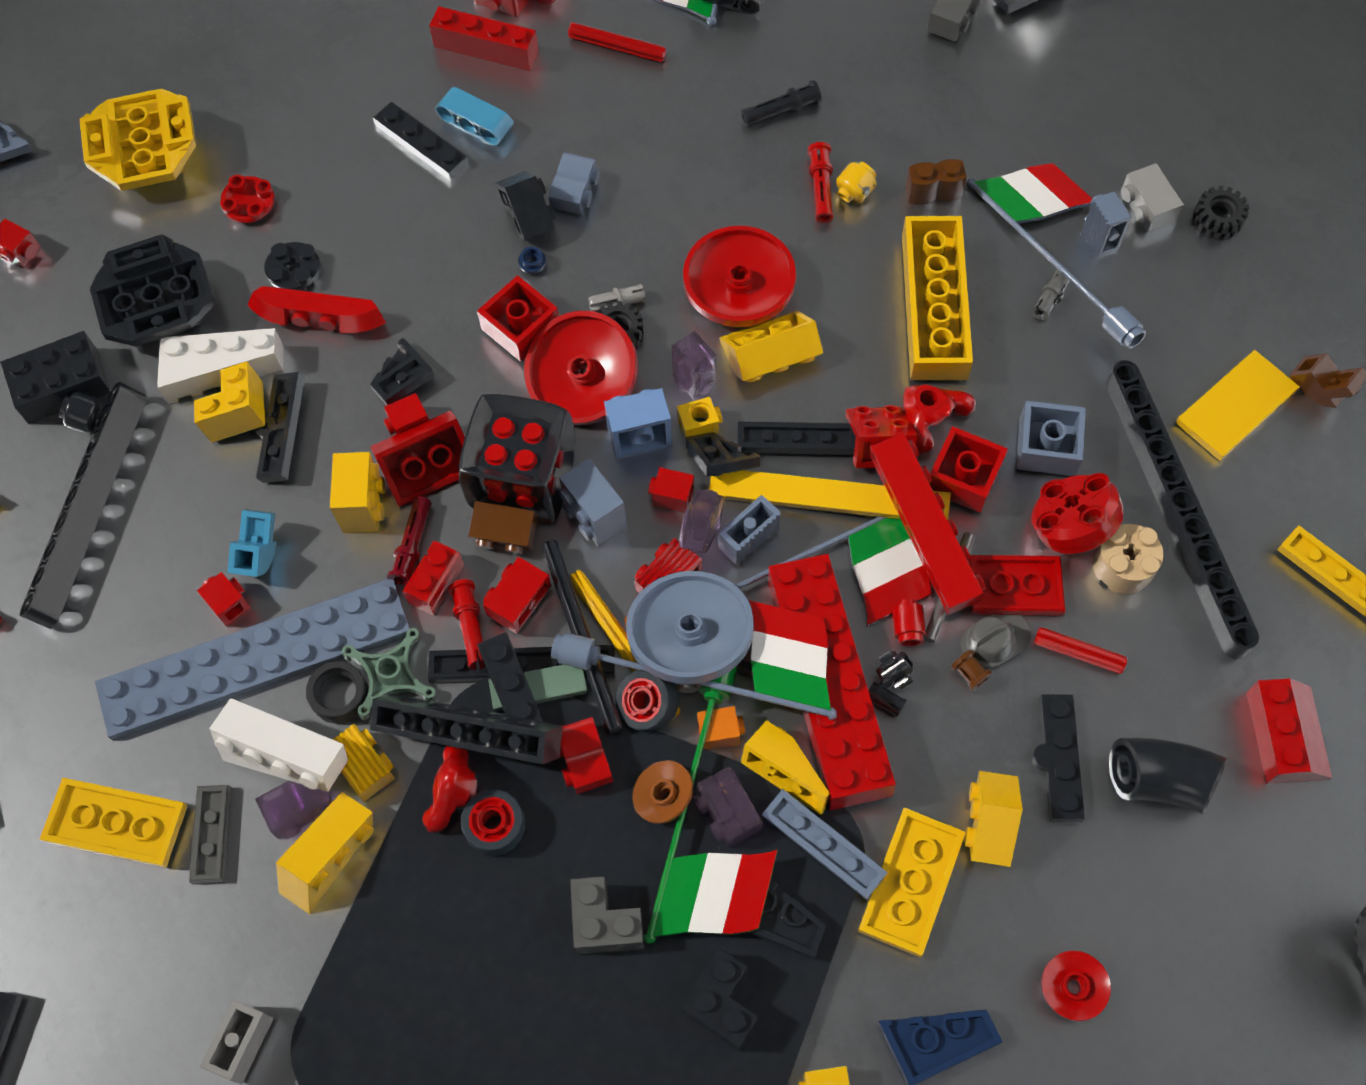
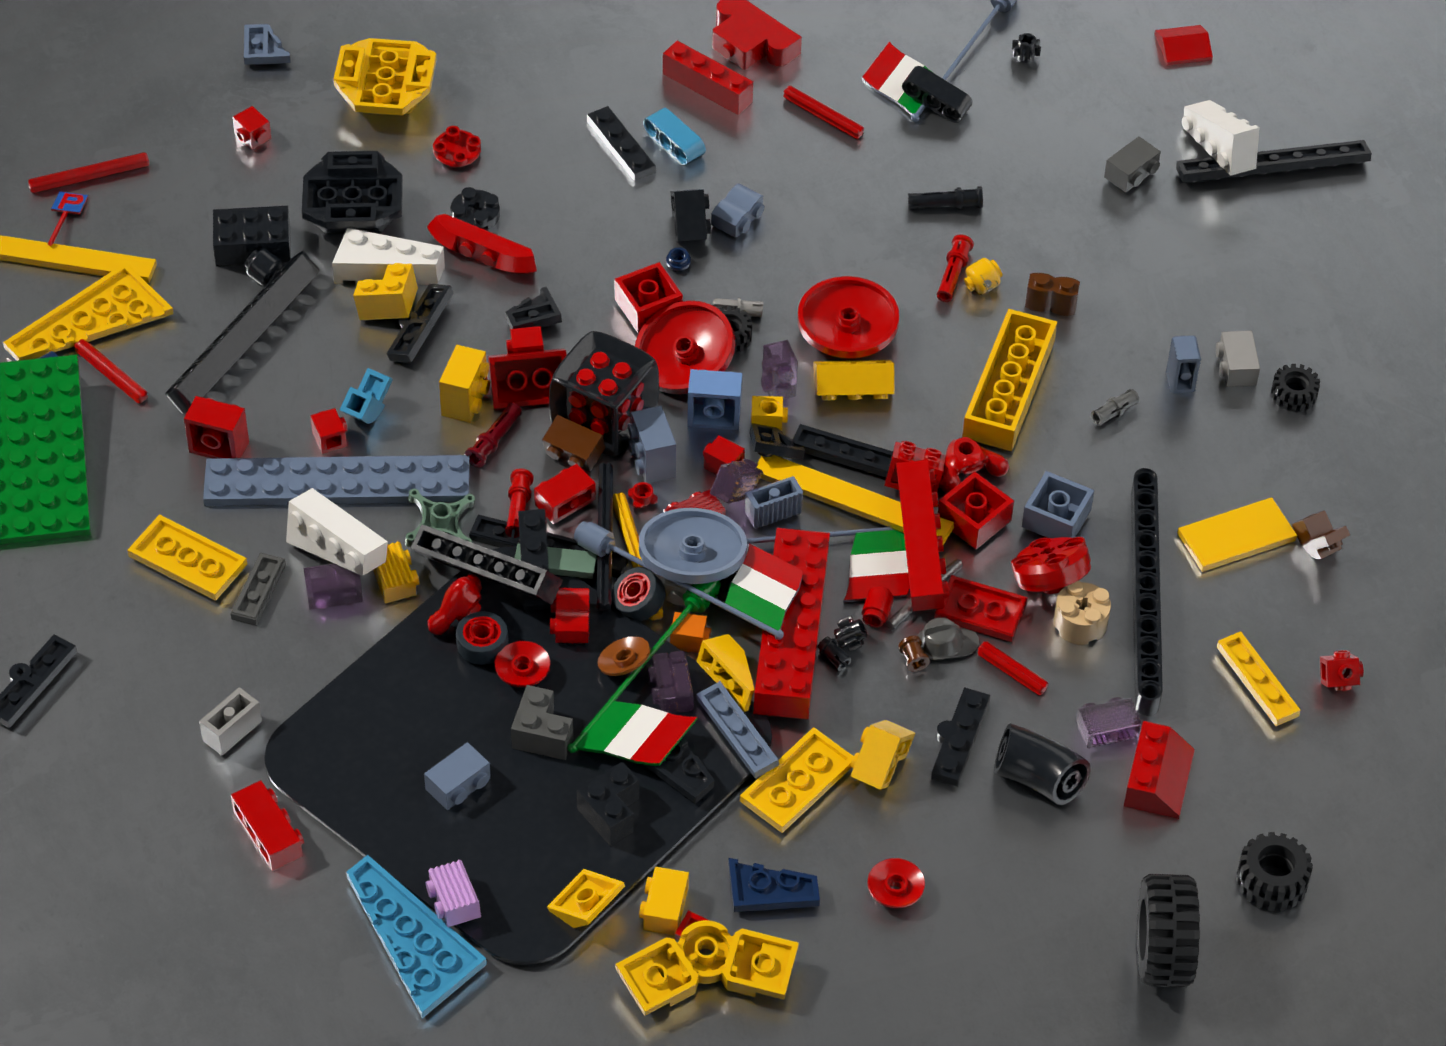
camera: 15 degrees right, 15 degrees down
(93, 644) = (216, 429): none -> red brick
(323, 852) = (341, 621): yellow wedge -> none
(327, 672) = (393, 505): black tyre -> none
(432, 577) = (497, 464): red brick -> none
(532, 1025) = (457, 776): none -> sand blue brick
(548, 826) = (522, 655): none -> red dish
(597, 557) = (642, 495): none -> red plate
(1039, 194) = (1139, 331): flag -> none
(1211, 686) = (1108, 722): none -> clear purple brick

